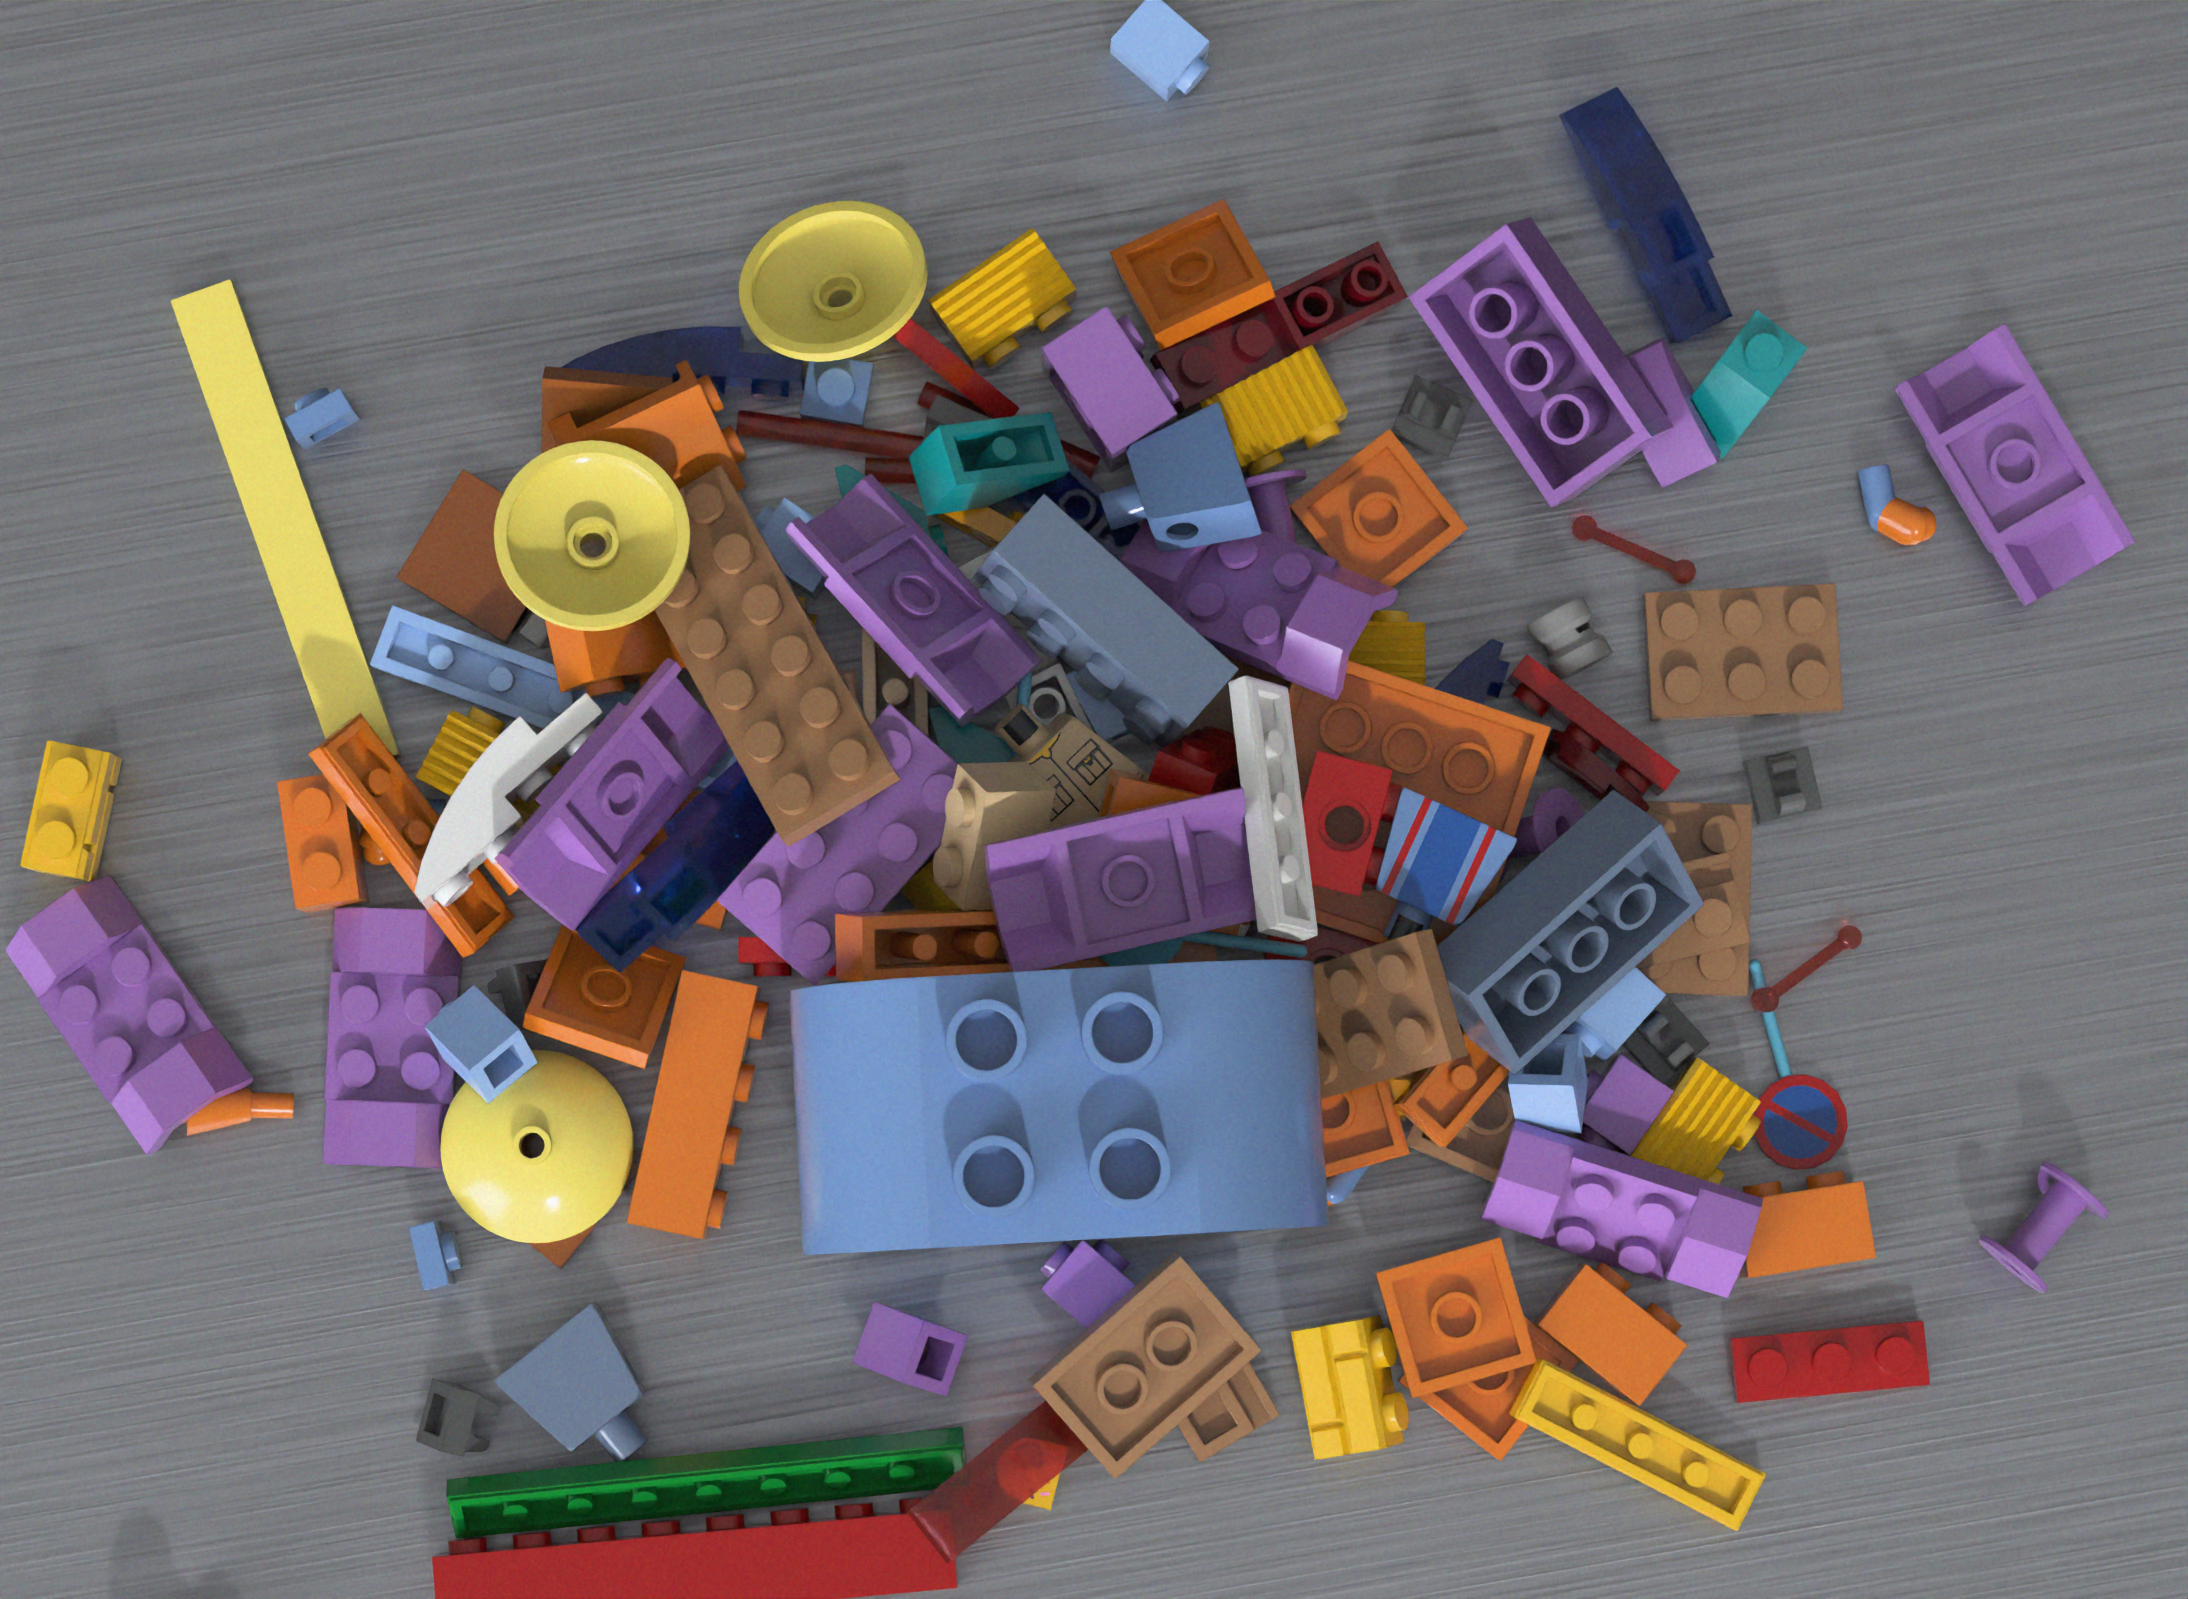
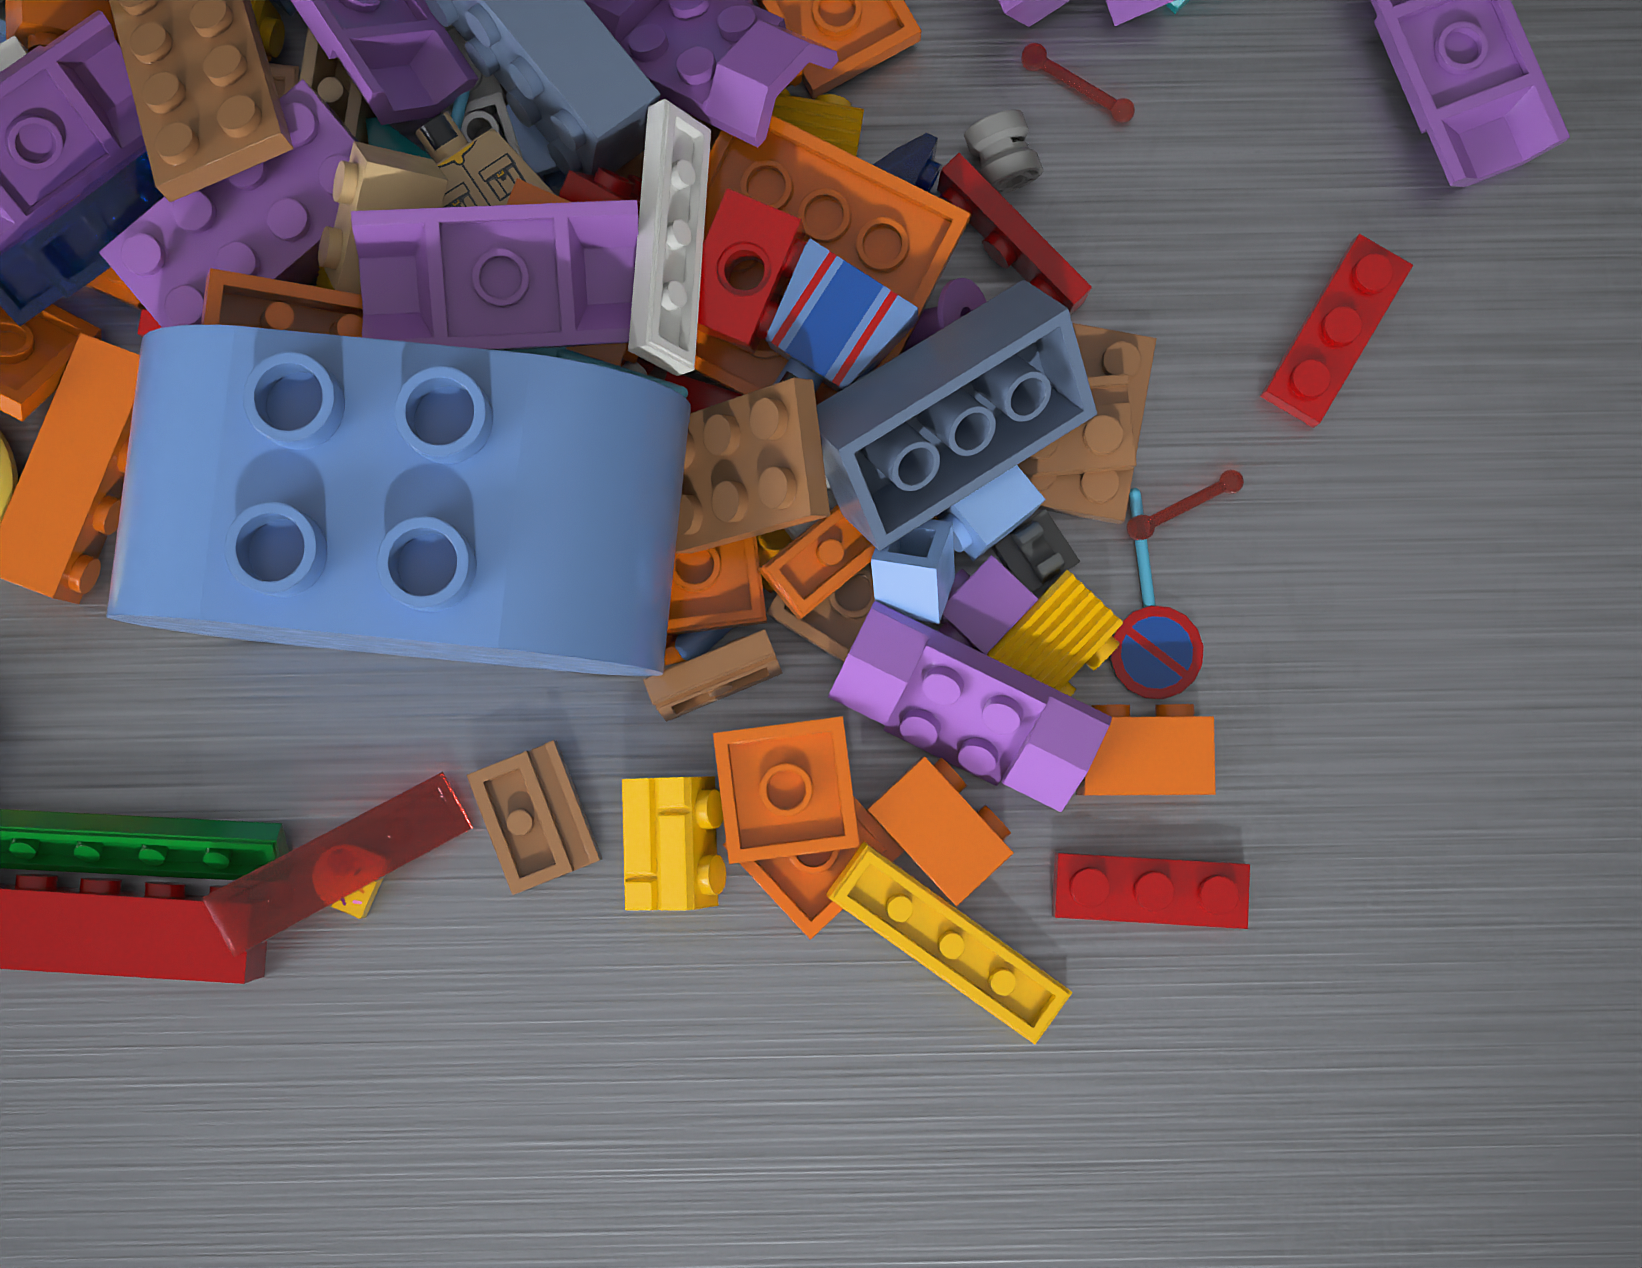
camera: 10 degrees right, 0 degrees up
(910, 1349) = (242, 739): medium lavender brick -> none
(1086, 1279) = (434, 704): medium lavender brick -> none
(1145, 1365) = (465, 789): medium nougat plate -> none
(1381, 1204) = (713, 675): none -> medium nougat plate
(1588, 768) = (991, 265): dark red tile -> none
(1742, 652) = (1168, 194): medium nougat plate -> none
(1782, 785) = (1188, 326): dark grey tile -> none
(1891, 514) = (1332, 84): arm -> none
(1933, 767) = (1336, 330): none -> red plate
(2044, 1225) = (1386, 788): medium lavender piece -> none

